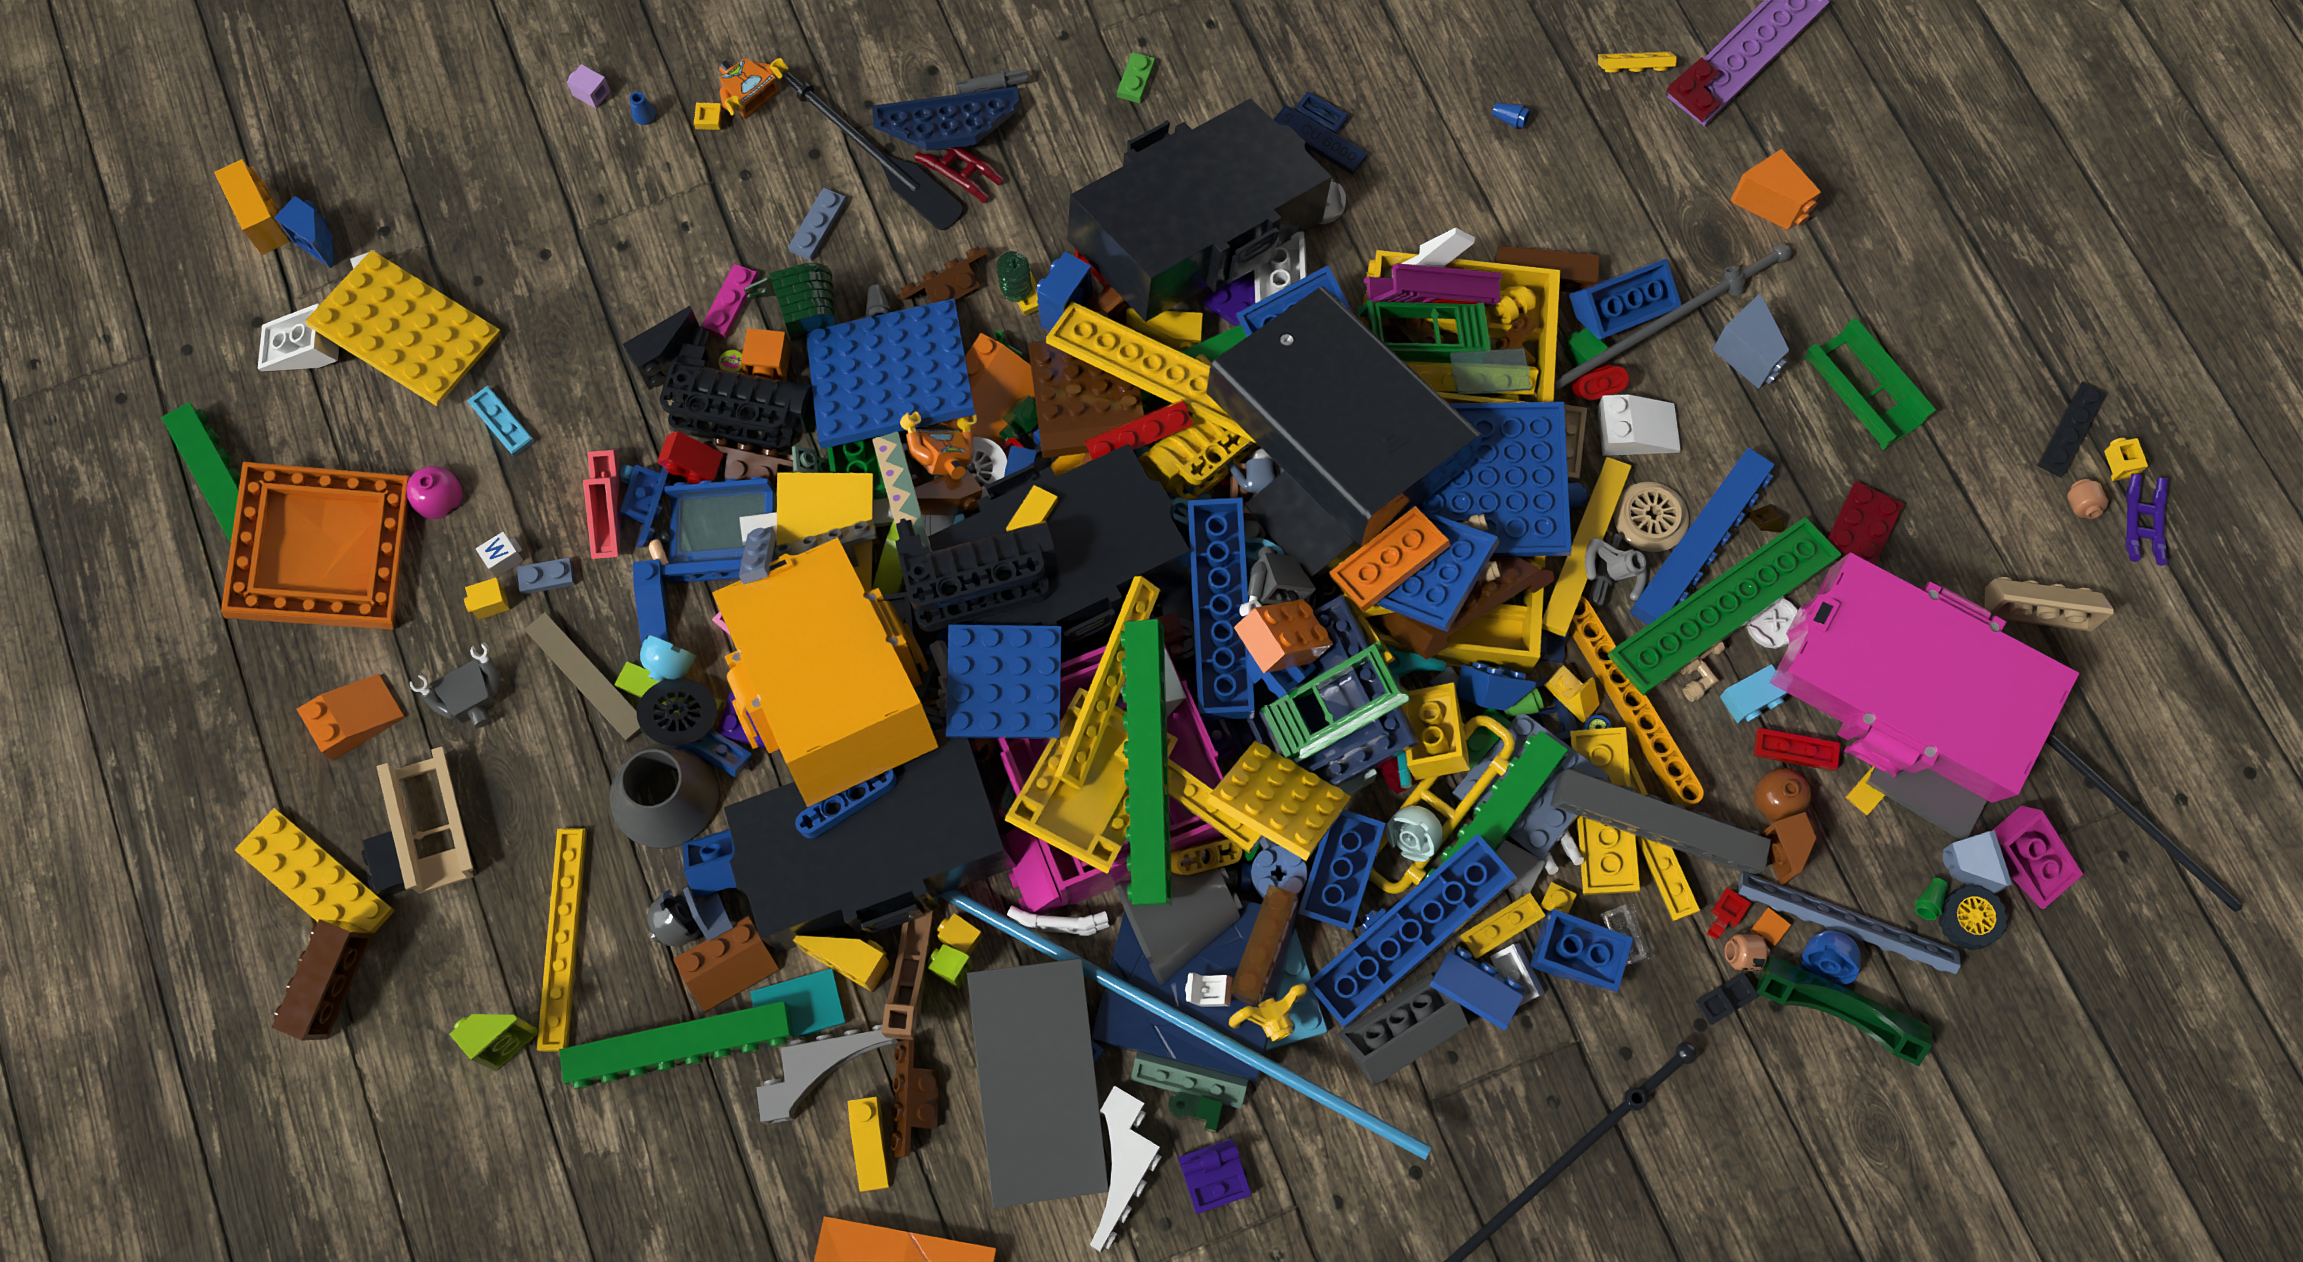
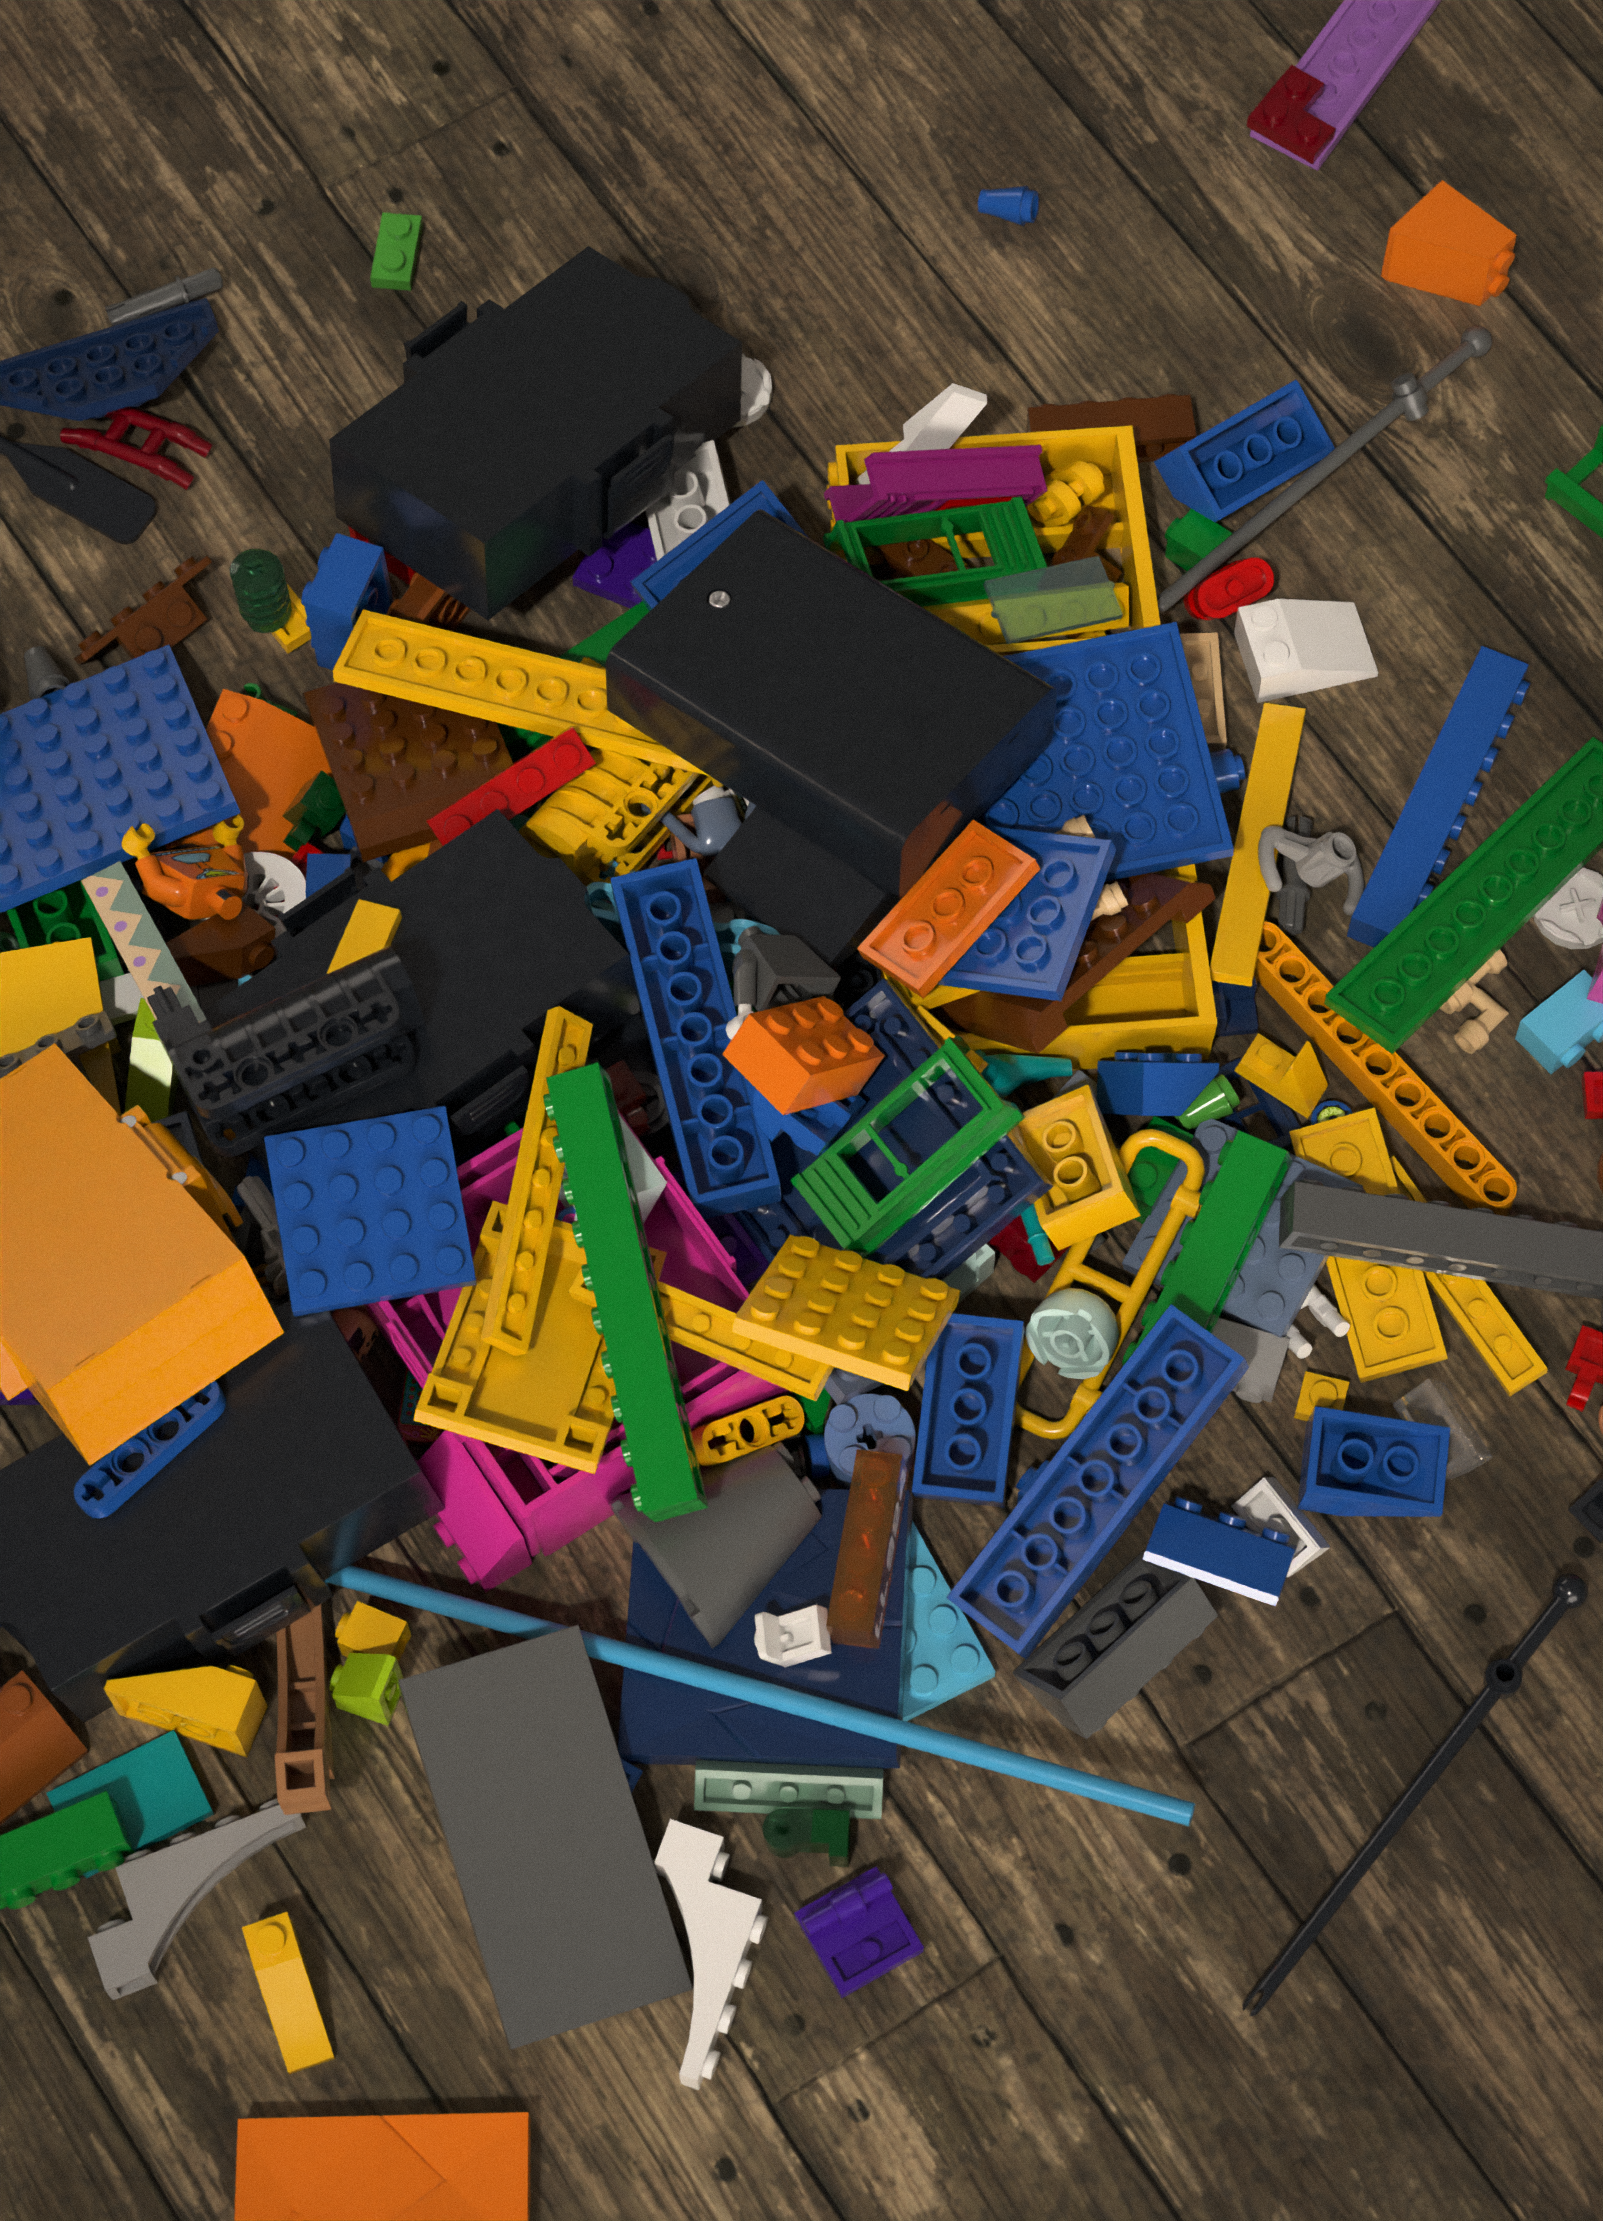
camera: 10 degrees left, 5 degrees down
(915, 1098) = (349, 1908): reddish brown bracket -> none
(1039, 923) = (564, 1583): white piece -> none
(1170, 328) = (536, 625): yellow slope -> none
(1272, 1014) = (900, 1651): yellow piece -> none
(1320, 116) = (702, 260): dark blue tile -> none
(1322, 140) = (720, 298): dark blue tile -> none
(1502, 926) = (1241, 1454): yellow plate -> none
(1636, 61) = (1191, 89): yellow plate -> none
(1646, 540) = (1352, 820): tan piece -> none
(1753, 344) = (1458, 487): sand blue slope -> none
(1767, 519) = (1535, 752): dark brown slope -> none

